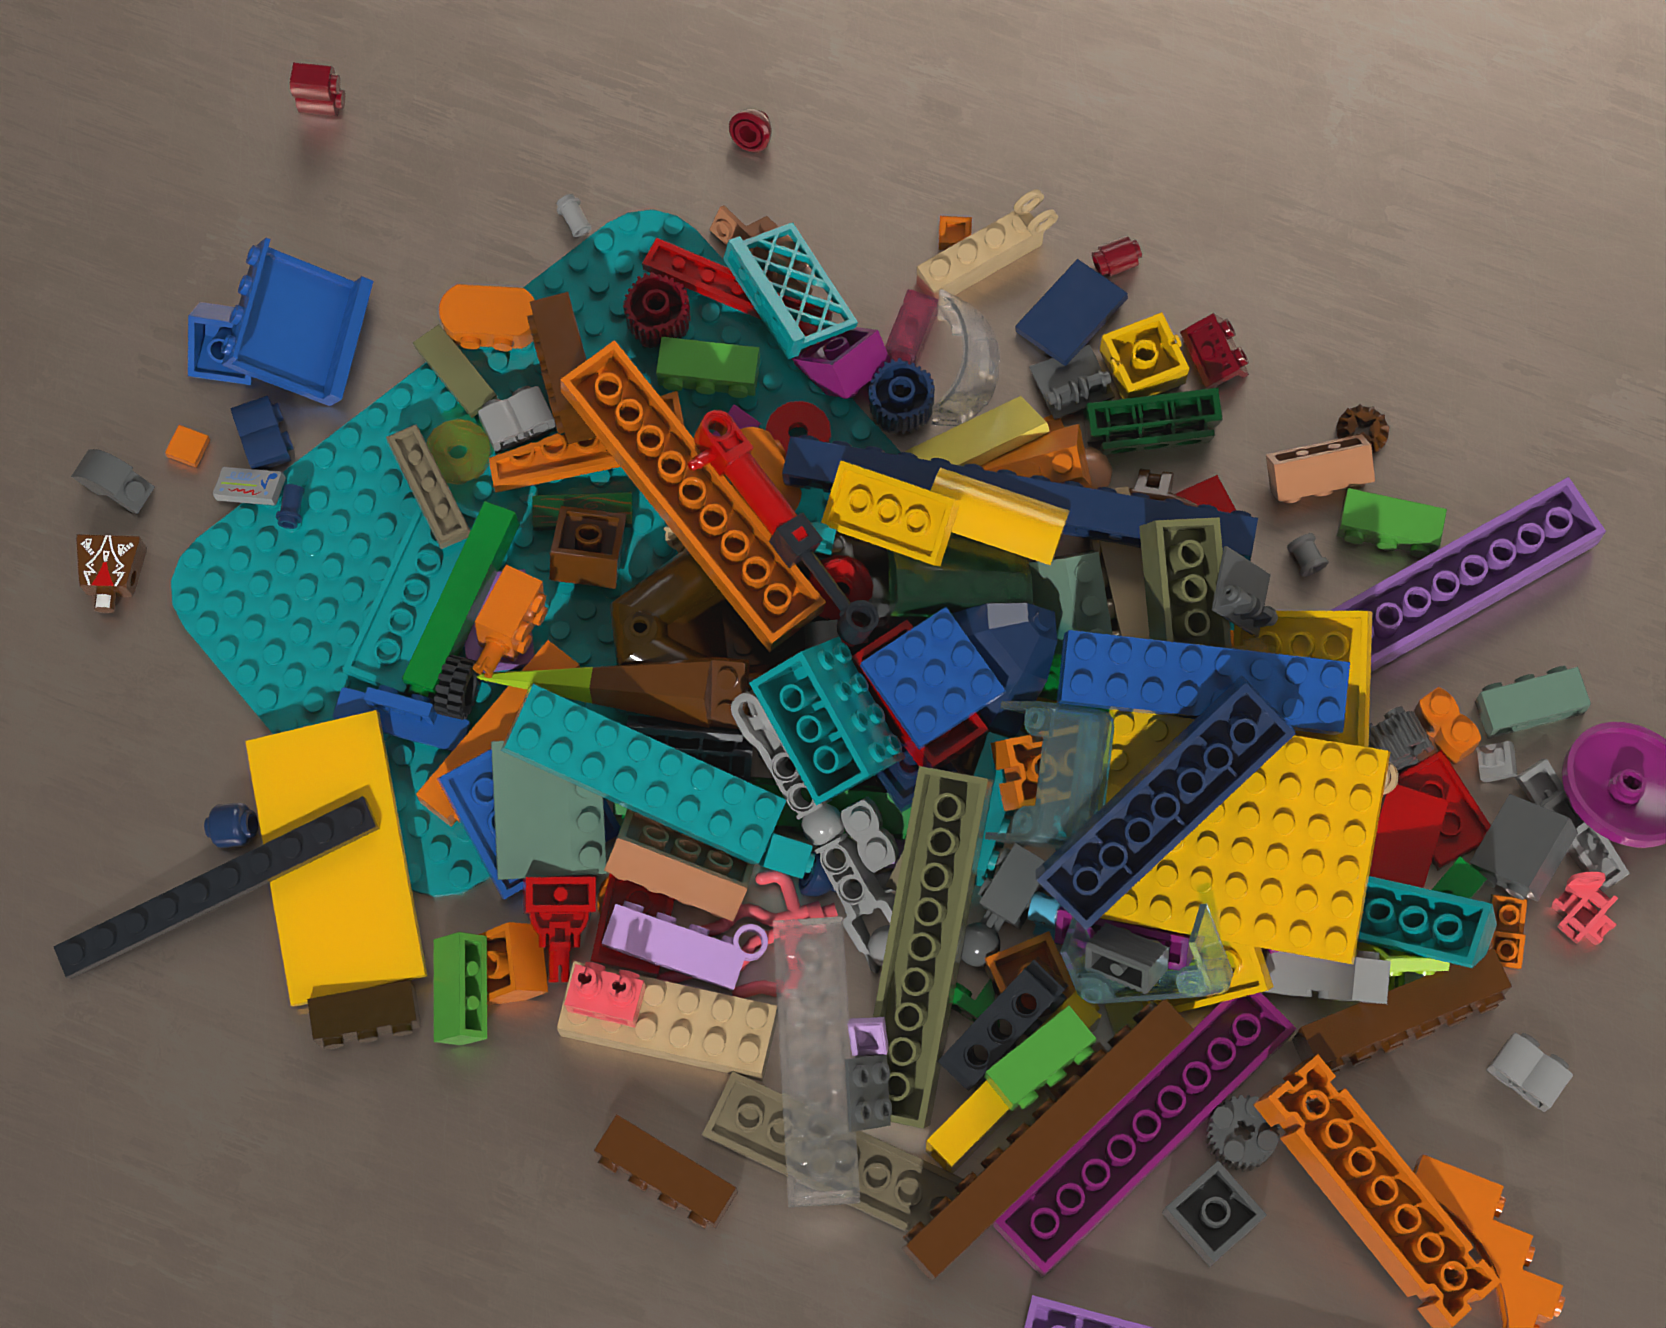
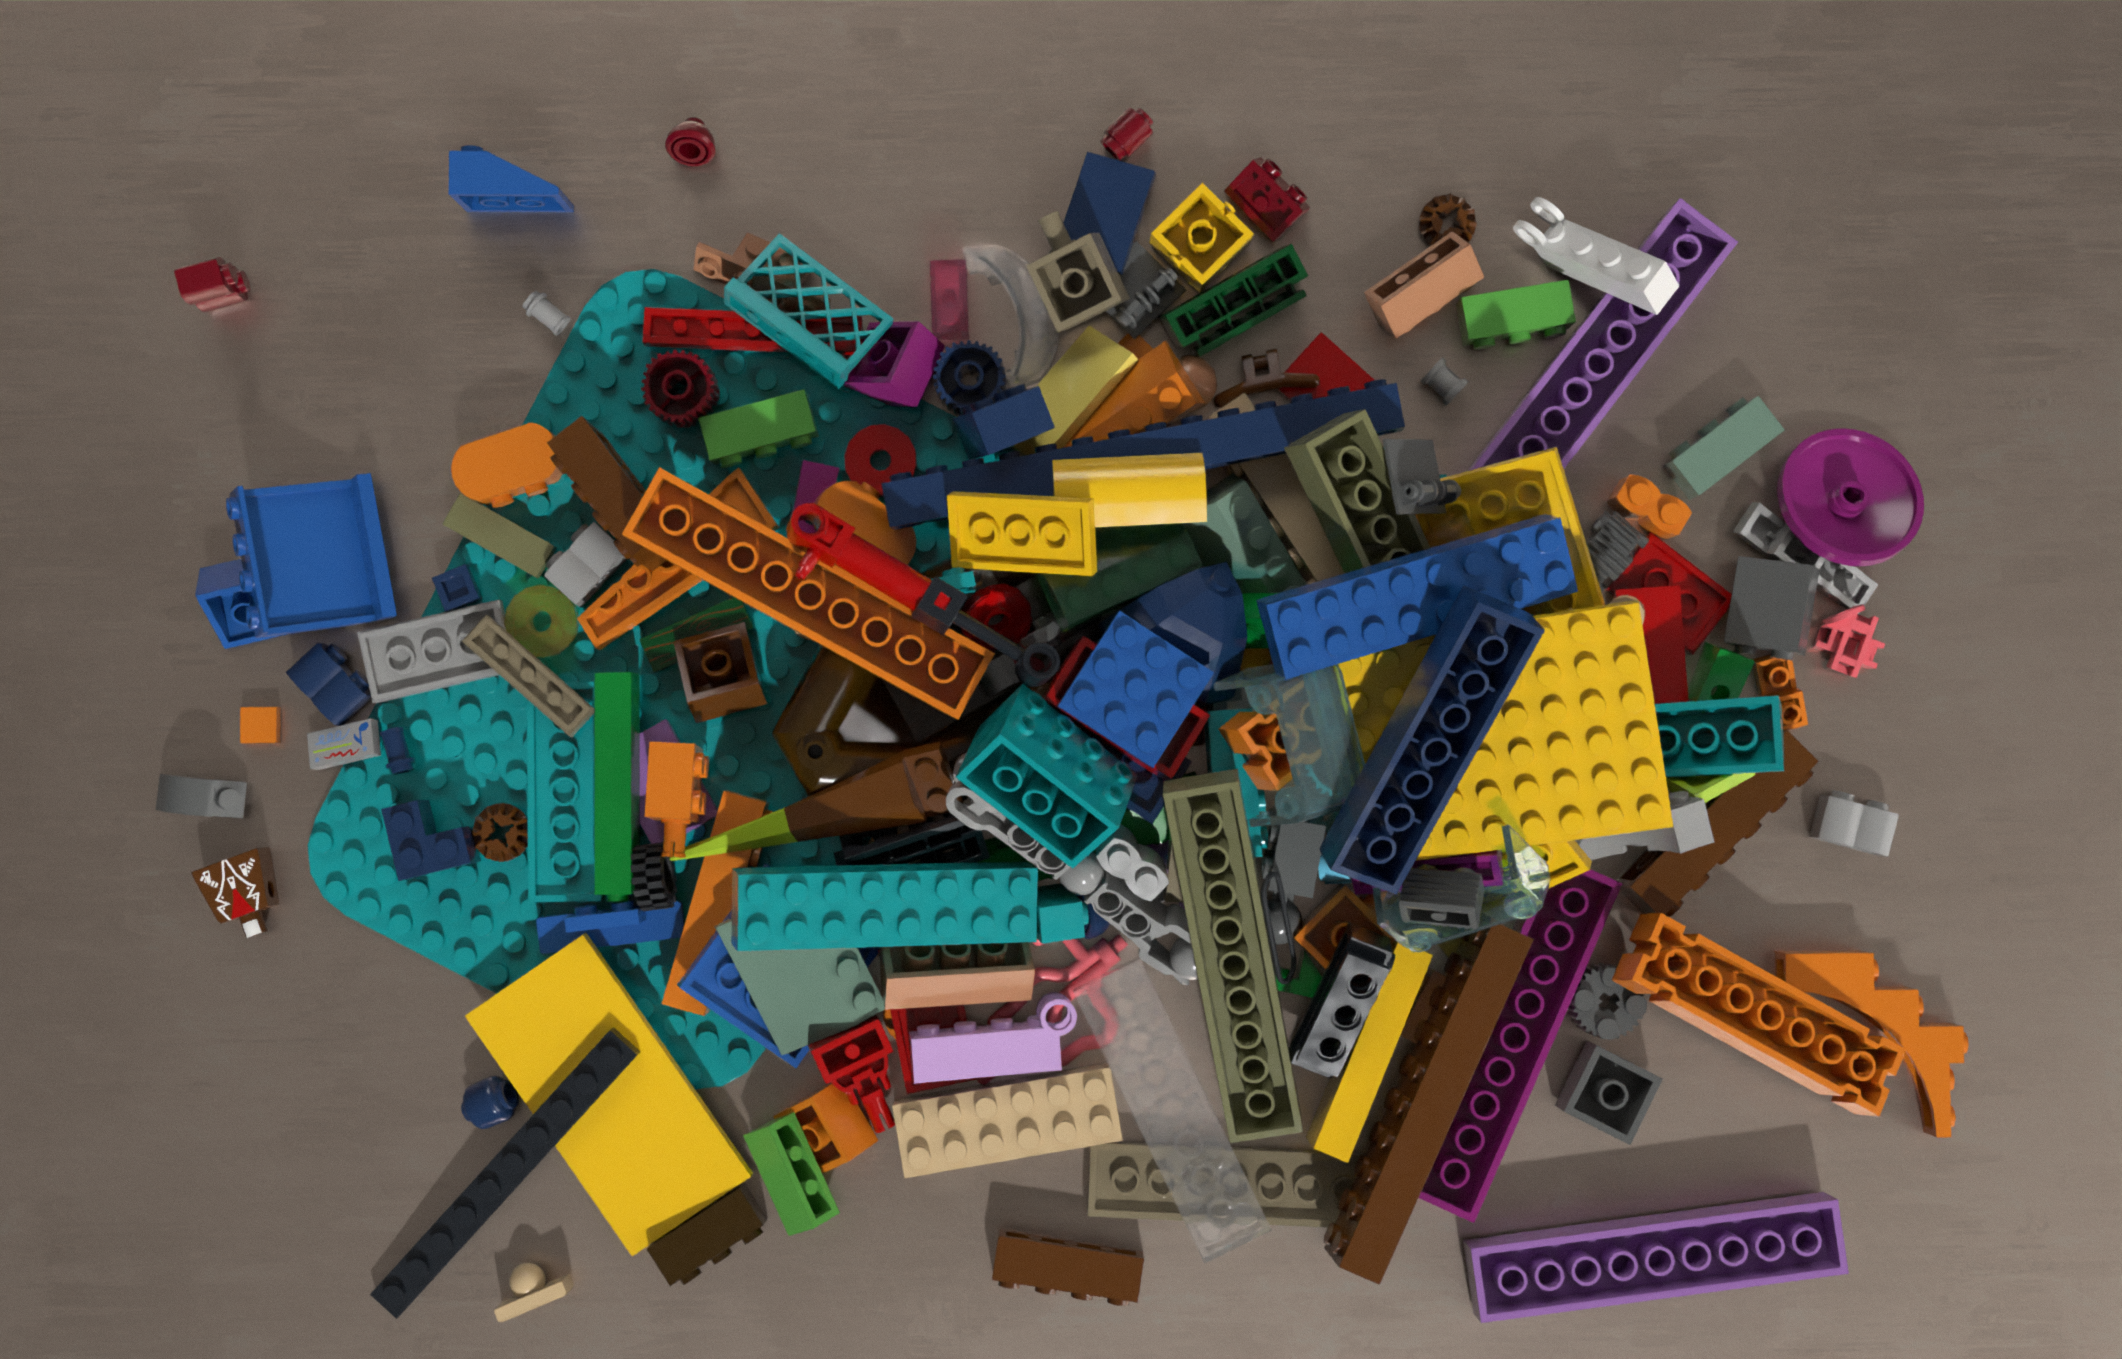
camera: 25 degrees left, 15 degrees up
(191, 1000) = (530, 1291): none -> tan tile
(275, 591) = (418, 846): none -> dark blue brick
(350, 440) = (425, 653): none -> light grey tile
(356, 615) = (517, 837): none -> reddish brown gear
(400, 398) = (456, 588): none -> dark blue tile
(580, 101) = (493, 185): none -> blue slope
(605, 994) = (940, 1133): coral brick -> none
(867, 1092) = (1238, 1127): dark grey hinge -> none
(868, 1036) = (1216, 1072): lavender tile -> none
(914, 428) = (1000, 424): none -> dark blue brick
(953, 230) = (949, 172): orange tile -> none
(965, 938) = (1270, 930): none -> black piece
(987, 249) = (990, 182): tan hinge -> none
(1024, 347) = (1076, 276): none -> dark tan brick
(1041, 1059) = (1395, 1029): bright green brick -> none
(1476, 496) = (1598, 259): none -> white hinge
(1497, 761) = (1710, 523): light grey tile -> none

